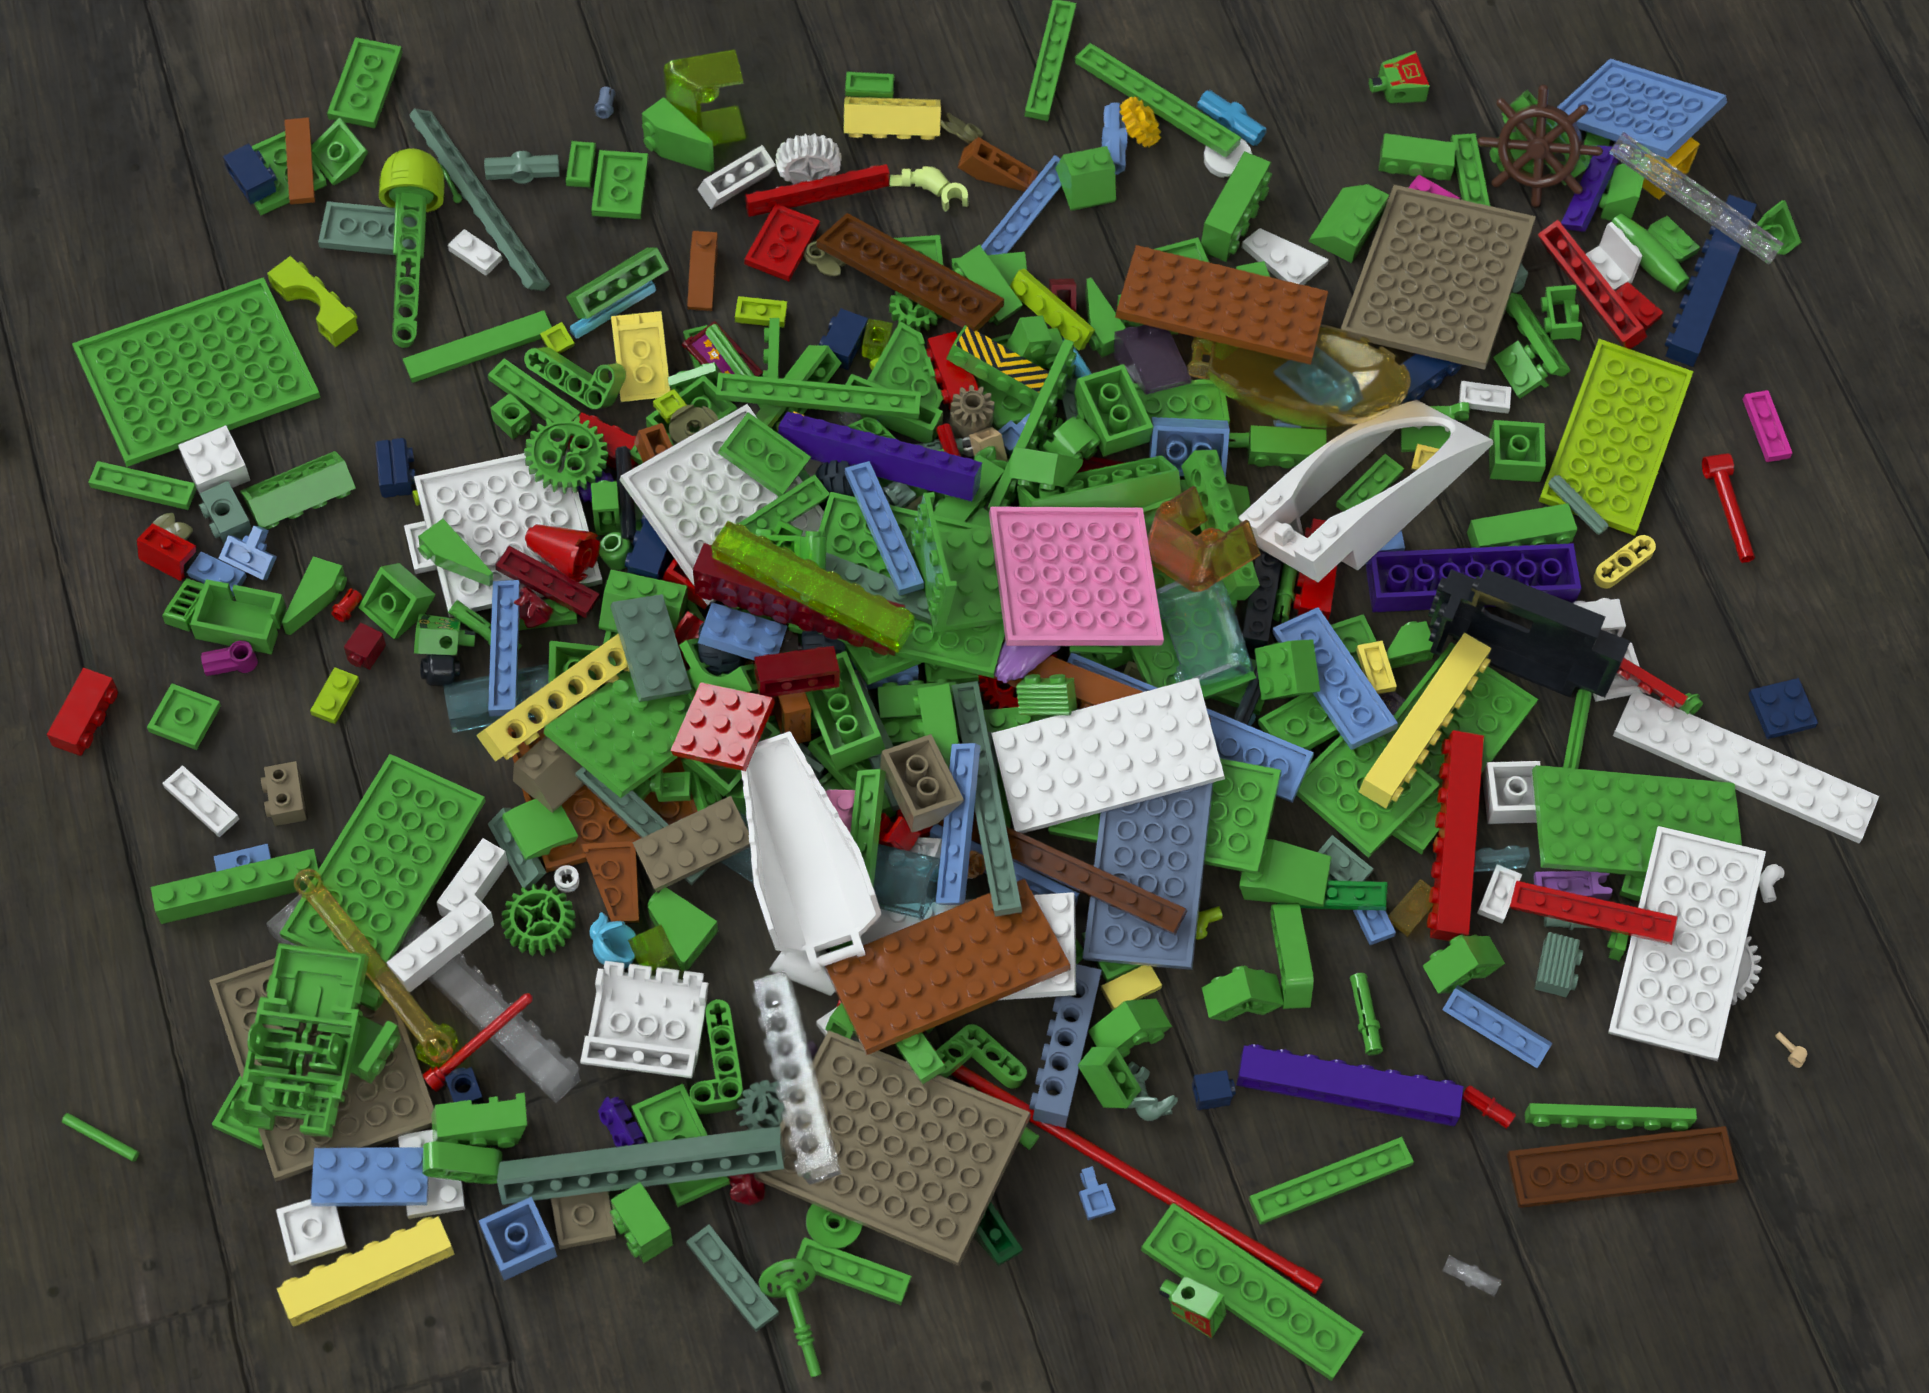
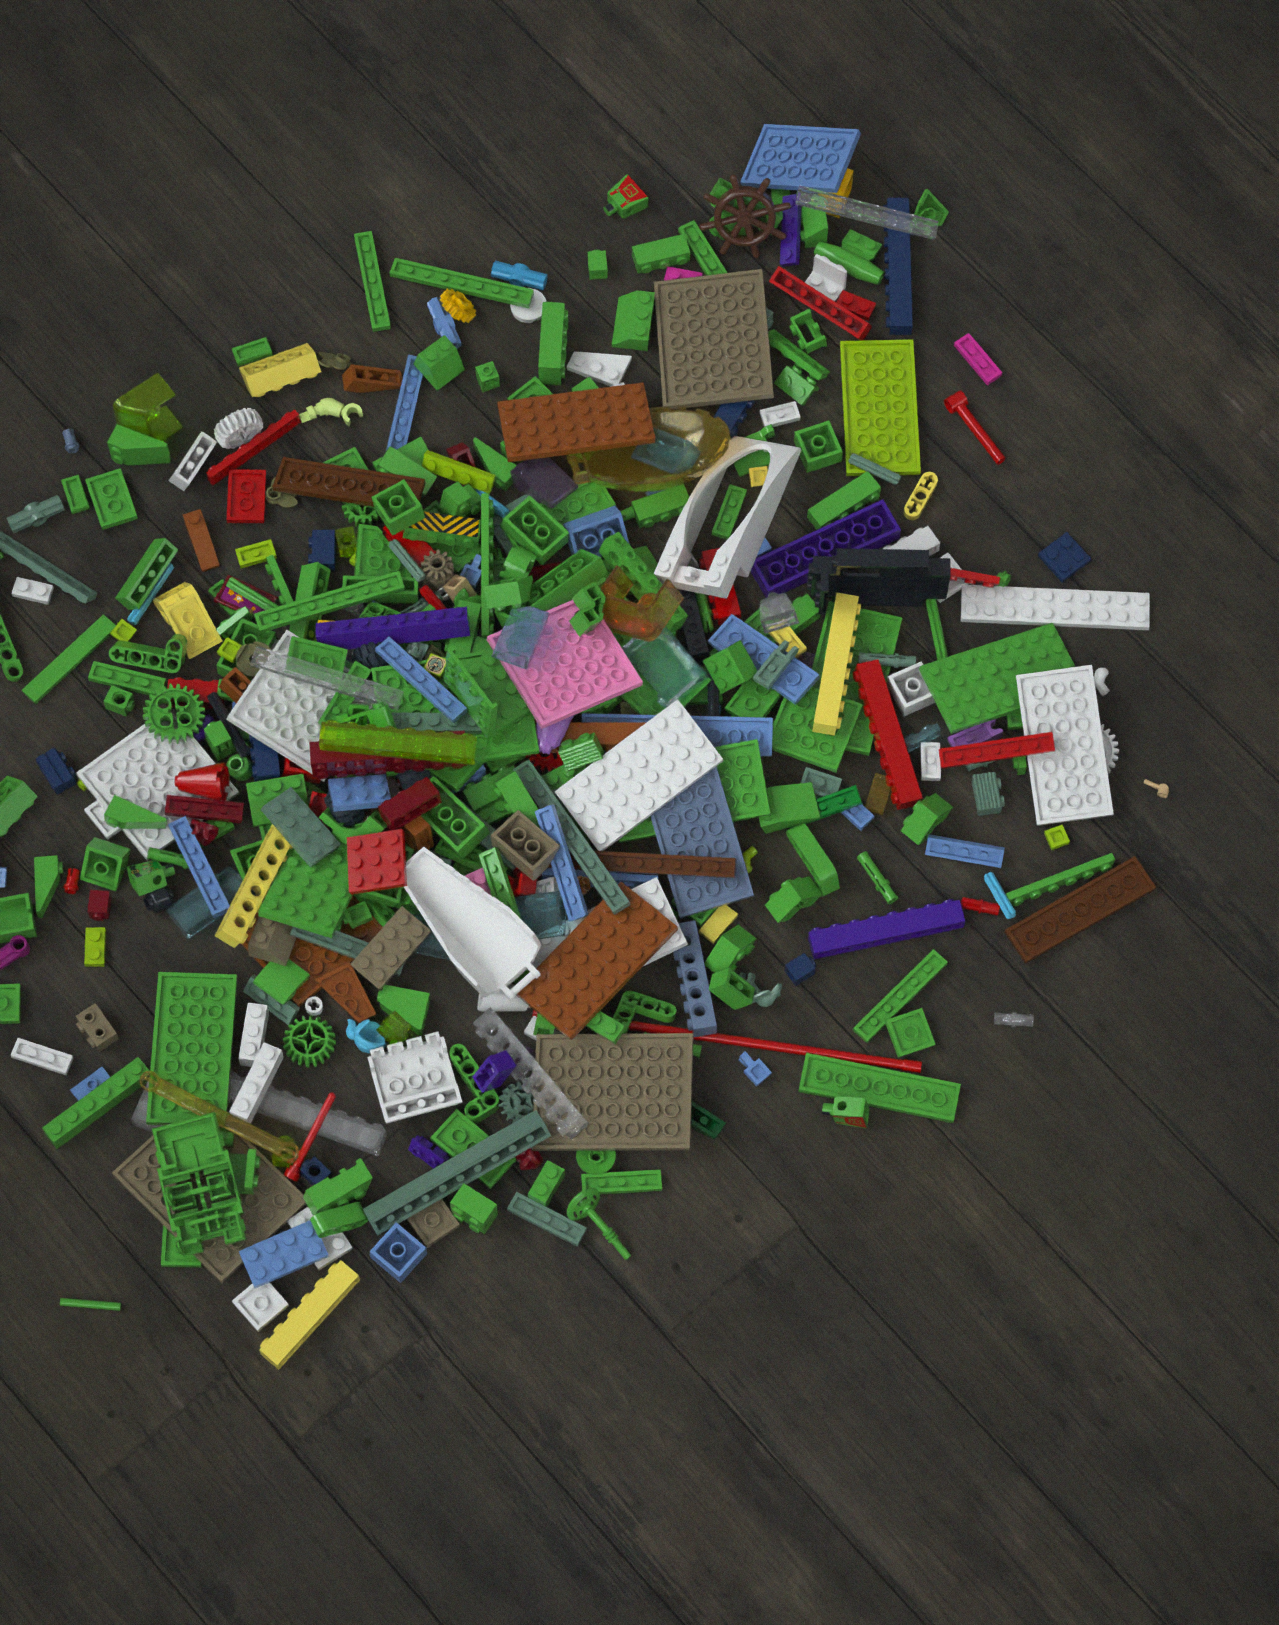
camera: 20 degrees left, 5 degrees up
(749, 1053) = (494, 1071): none -> dark purple brick
(752, 1231) = (547, 1183): none -> bright green brick
(765, 477) = (325, 677): none -> clear plate
(906, 517) = (435, 665): none -> tile
(938, 386) = (407, 560): none -> sand green axle
(953, 315) = (398, 507): none -> bright green brick
(1033, 523) = (521, 636): none -> clear light blue slope
(1139, 216) = (487, 376): none -> bright green brick
(1139, 516) = (590, 603): none -> bright green brick
(1323, 1234) = (910, 1032): none -> bright green plate
(1333, 140) = (597, 264): none -> bright green brick
(1345, 689) = (775, 665): none -> sand green hinge
(1376, 627) = (777, 612): none -> clear torso
(1500, 745) = (888, 660): none -> sand green pin
(1520, 1103) = (999, 895): none -> medium azure axle
(1628, 1059) = (1056, 837): none -> lime plate

